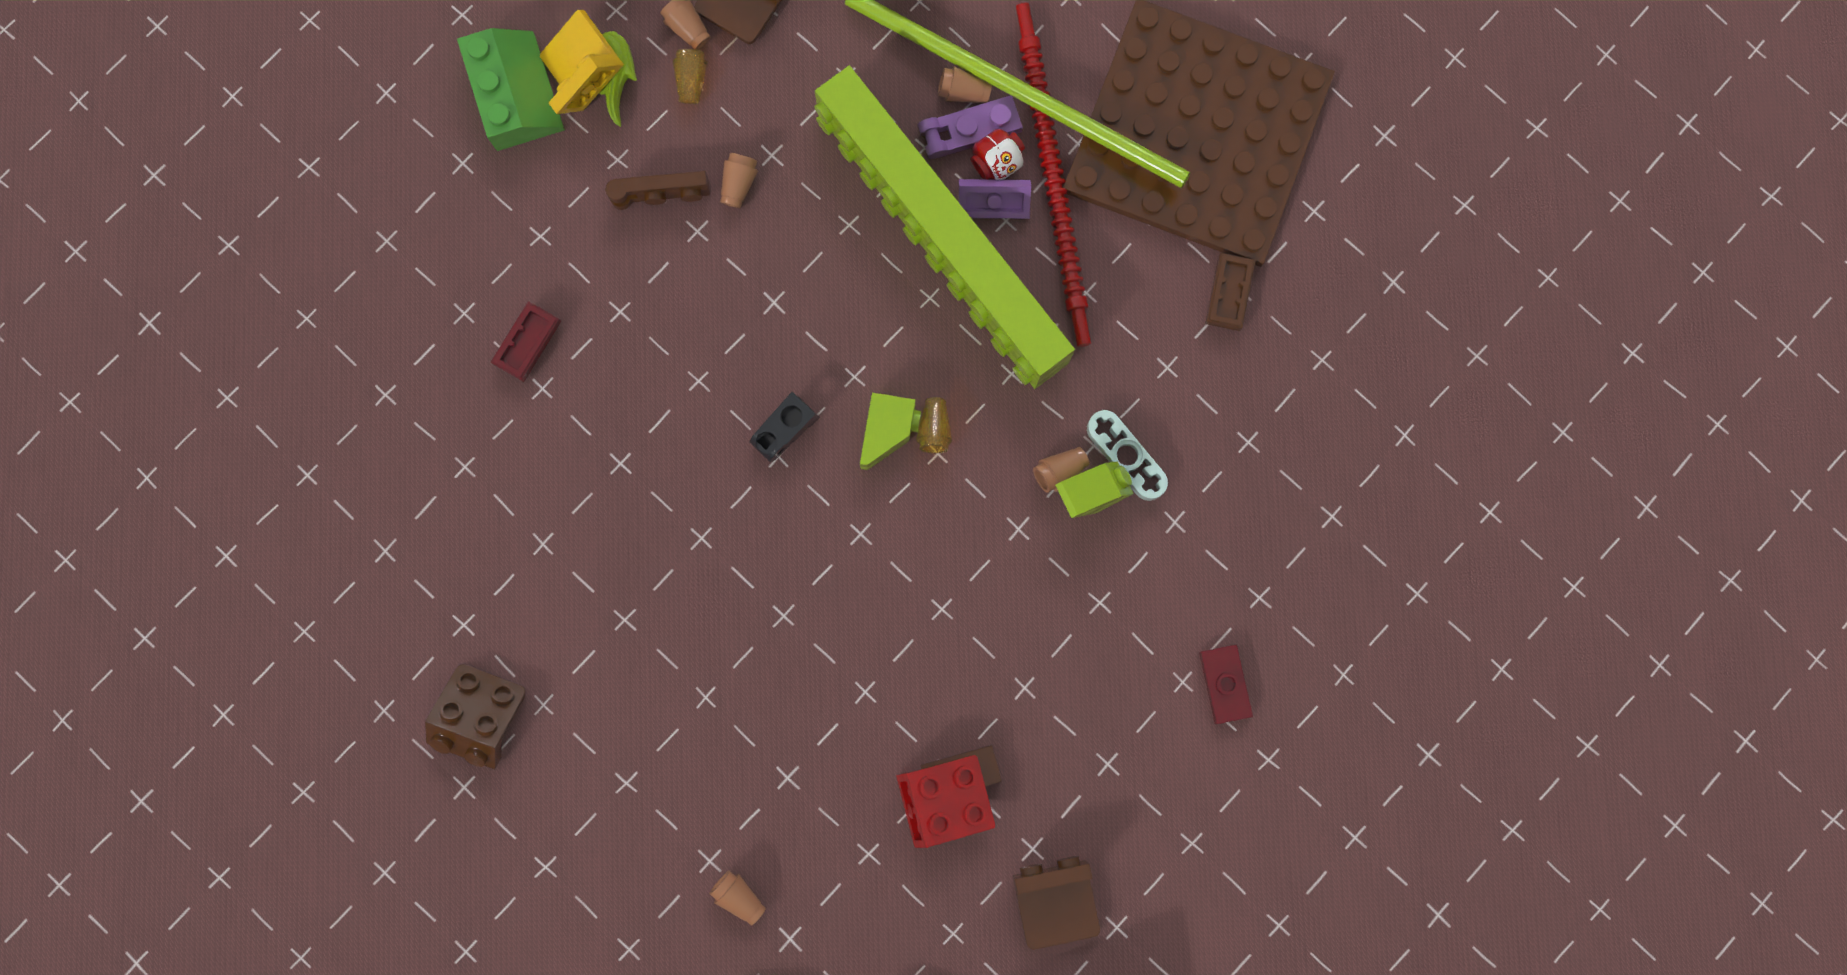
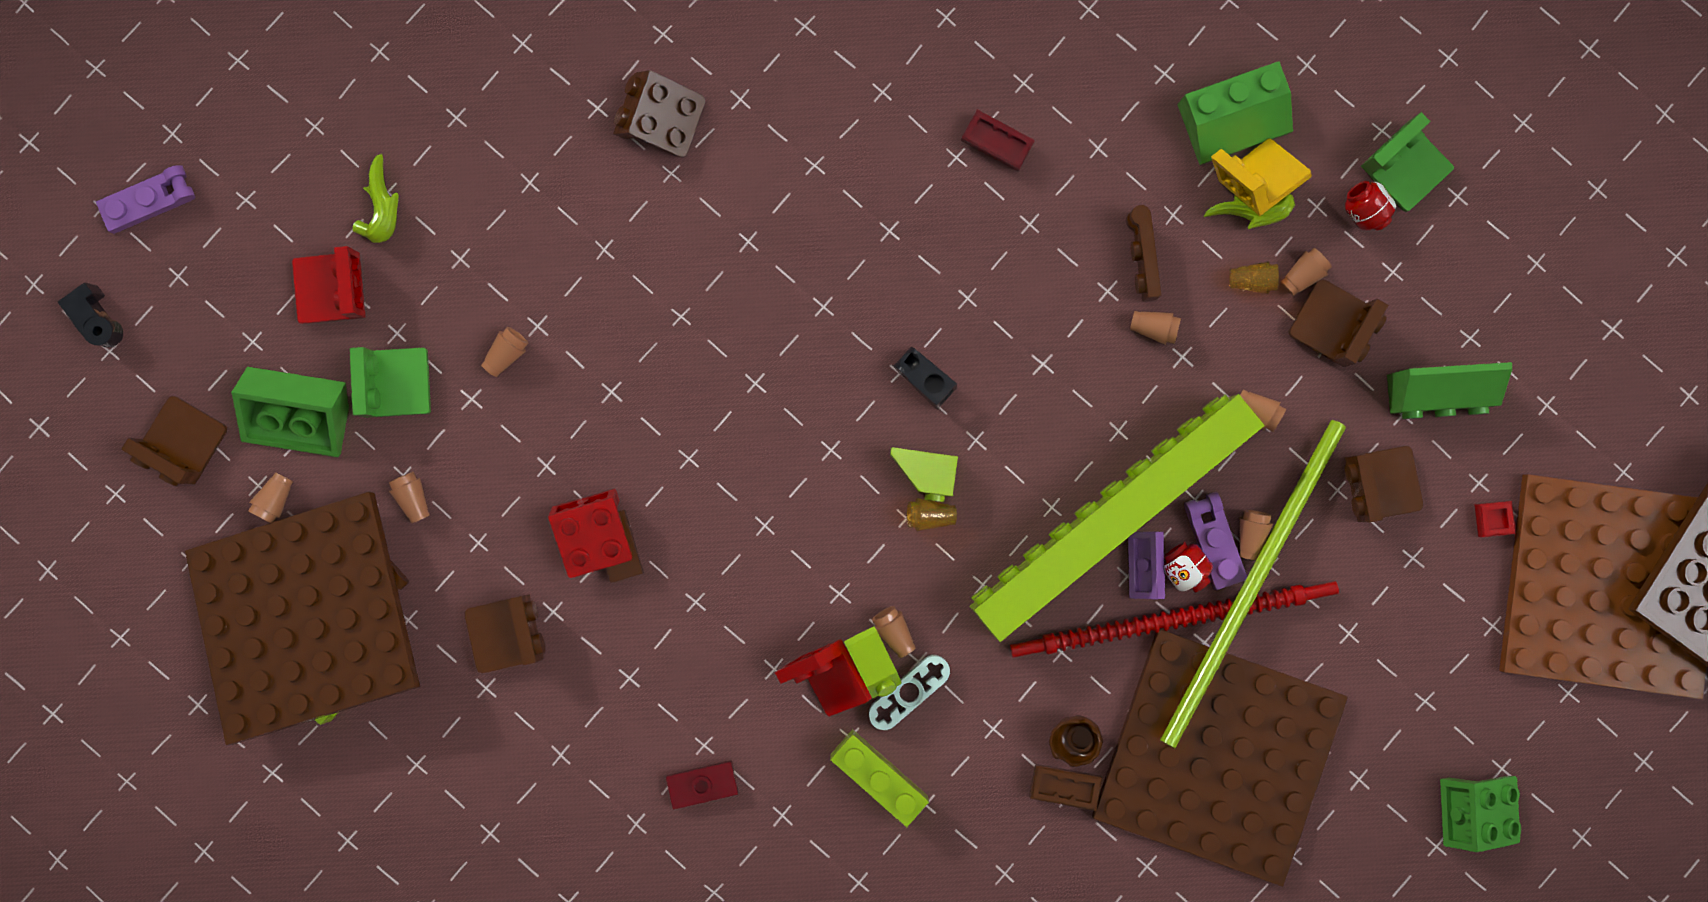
camera: 90 degrees right, 5 degrees up
(830, 66) = (1266, 409): none -> nougat cone
(1109, 537) = (831, 677): none -> red bracket
(1181, 277) = (1076, 740): none -> reddish brown hair
(1219, 488) = (879, 778): none -> lime brick

